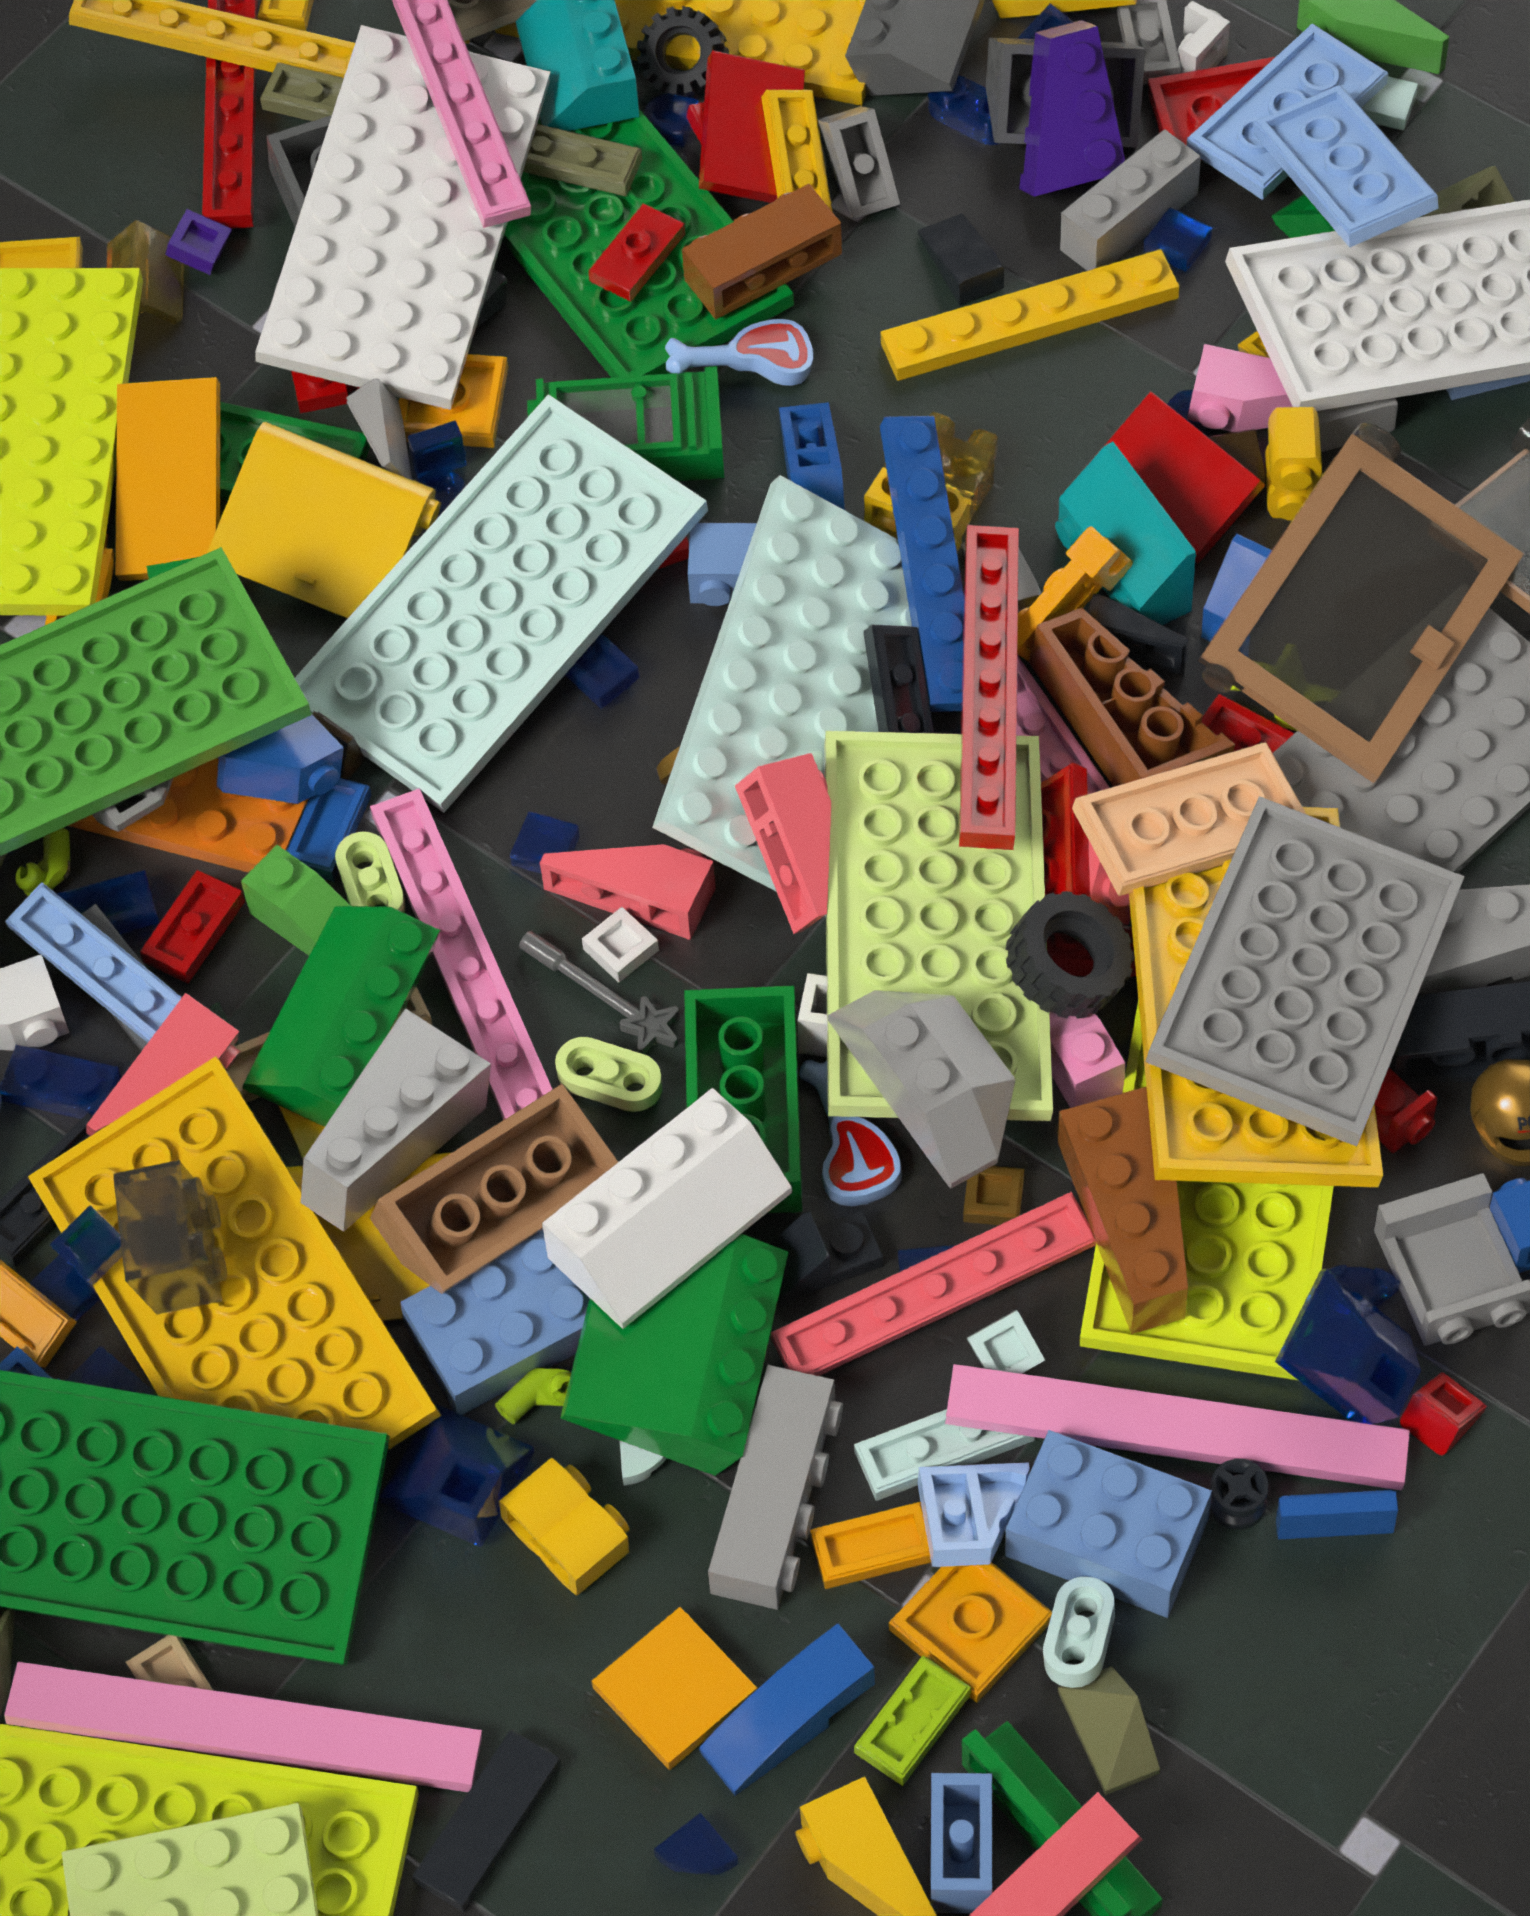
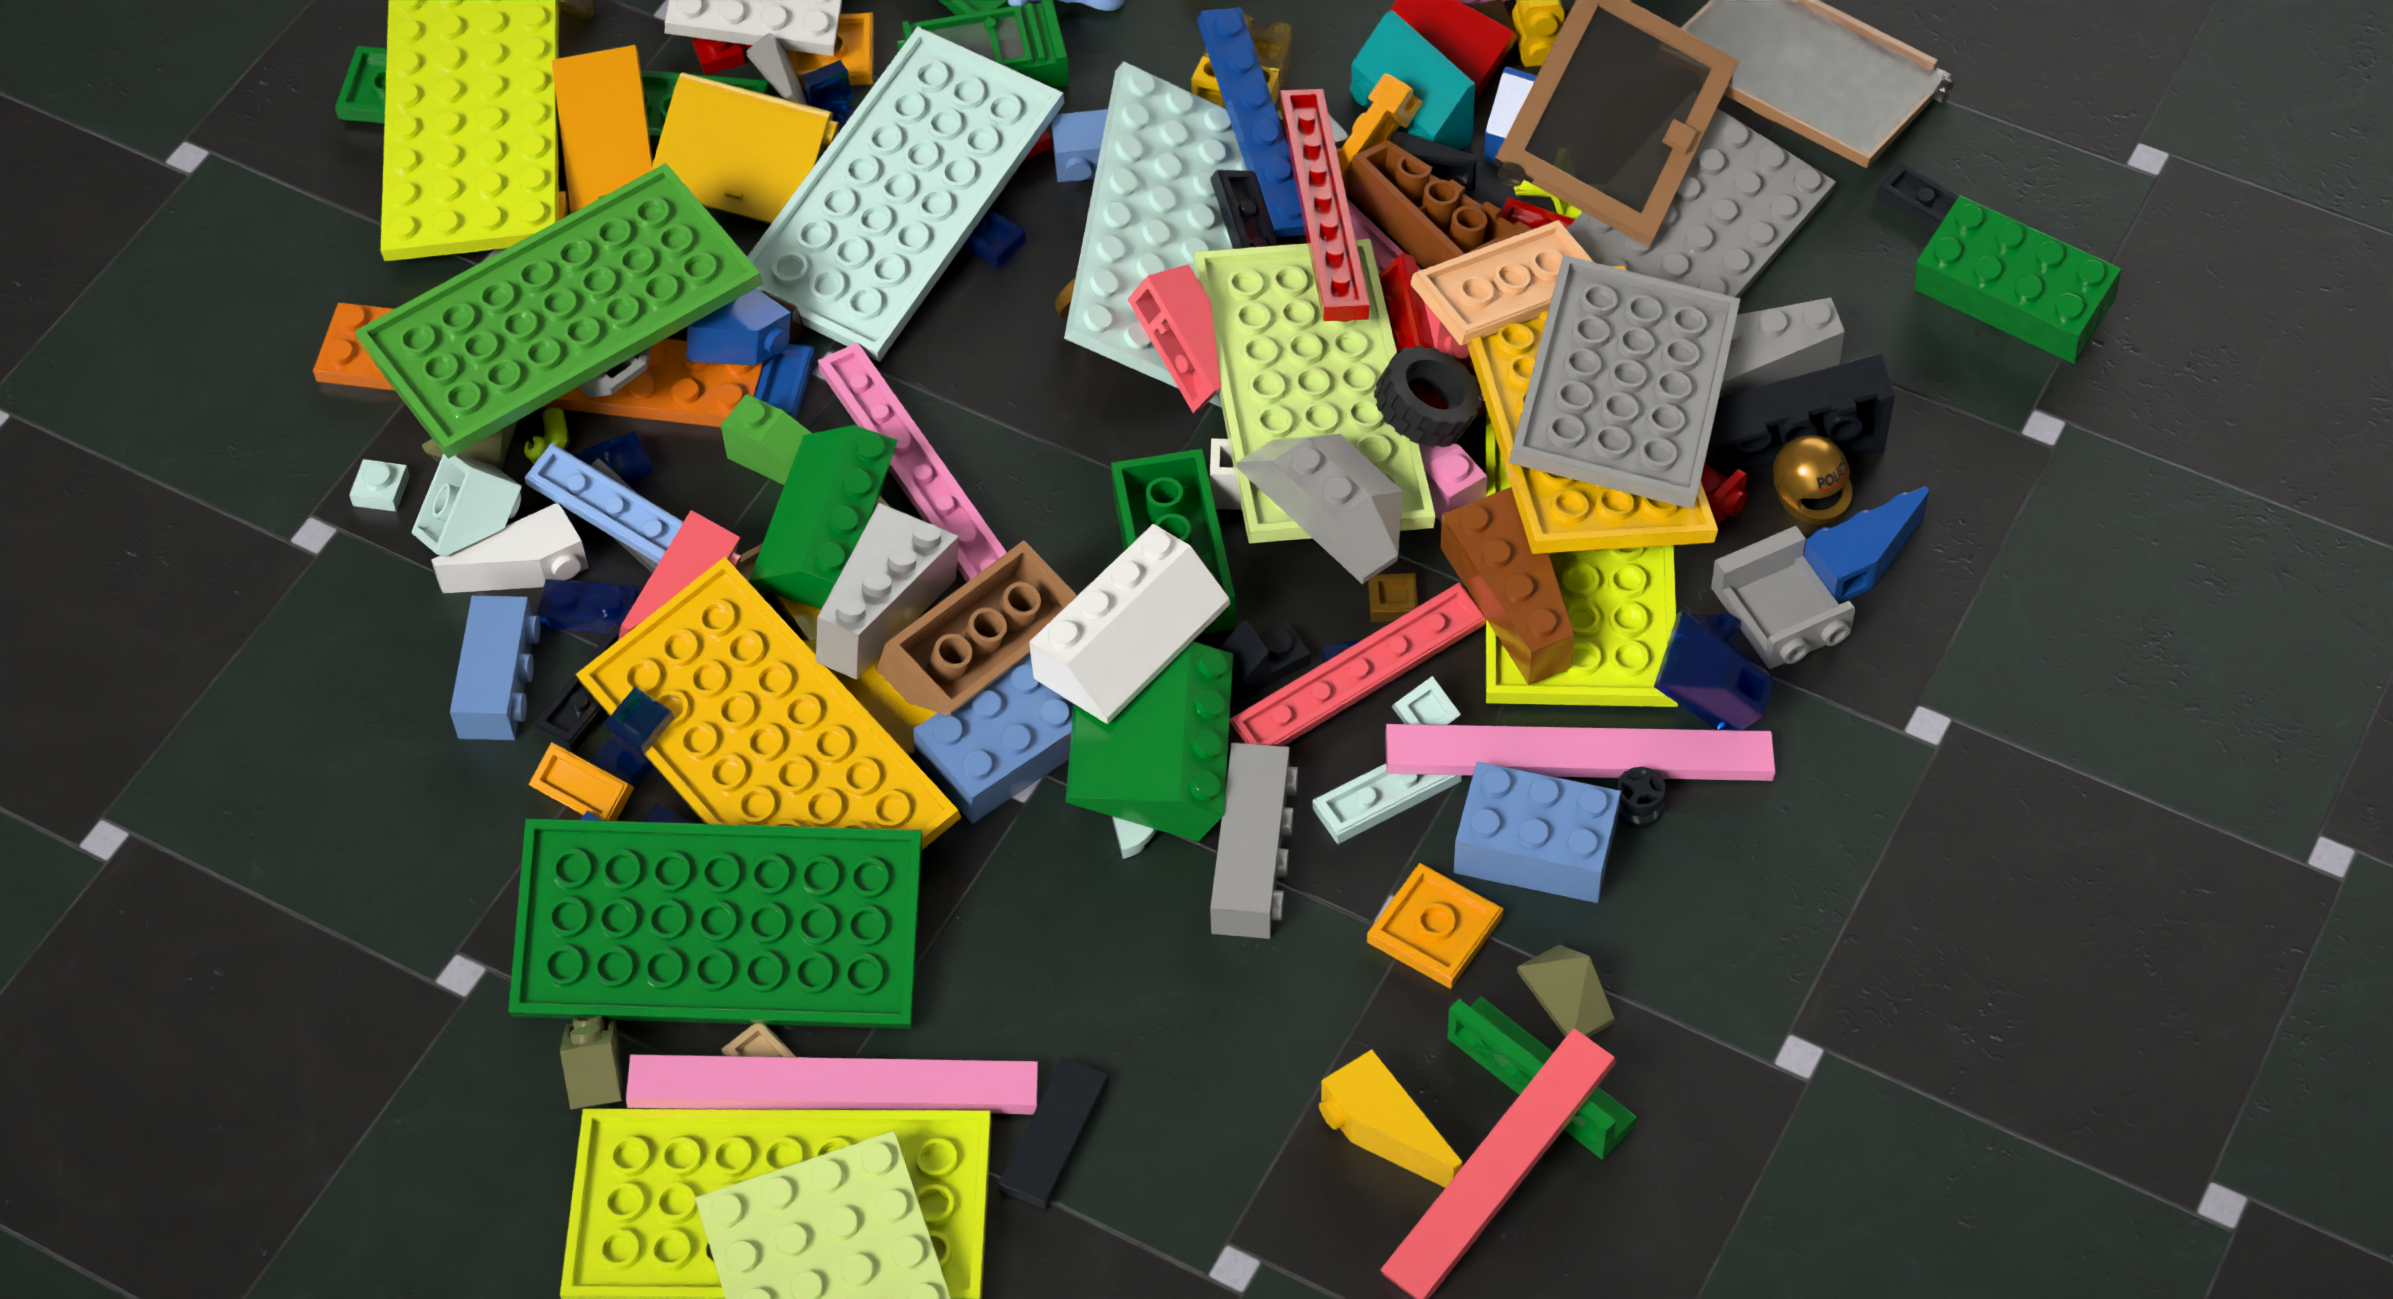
camera: 10 degrees left, 5 degrees down
(169, 1237) = (711, 696): clear smoke brick -> none
(192, 926) = (682, 470): red plate -> none
(371, 884) = (833, 409): yellowish green plate -> none
(457, 1475) = (981, 867): clear blue slope -> none
(536, 1388) = (1037, 791): lime arm -> none
(542, 836) = (969, 376): clear blue tile -> none
(566, 1525) = (1080, 892): yellow brick -> none
(612, 1073) = (1058, 540): yellowish green plate -> none
(620, 944) = (1046, 444): white tile -> none
(646, 1024) = (1077, 501): dark grey piece -> none
(651, 882) = (1054, 393): coral slope -> none
(674, 1688) = (1195, 1009): light orange tile -> none
(696, 1849) = (1236, 1132): clear blue tile -> none
(788, 1709) = (1296, 1010): blue slope -> none
(812, 451) = (1141, 48): blue slope -> none
(861, 1159) = (1277, 582): piece -> none
(871, 1545) = (1342, 877): light orange tile -> none
(912, 1720) = (1401, 1006): lime plate -> none
(960, 1841) = (1461, 1089): medium blue brick -> none
(968, 1509) = (1418, 835): light blue wing -> none
(1078, 1636) = (1528, 918): light aqua plate -> none
(1336, 1514) = (1724, 802): blue tile -> none
(1441, 1413) = (1794, 717): red slope -> none

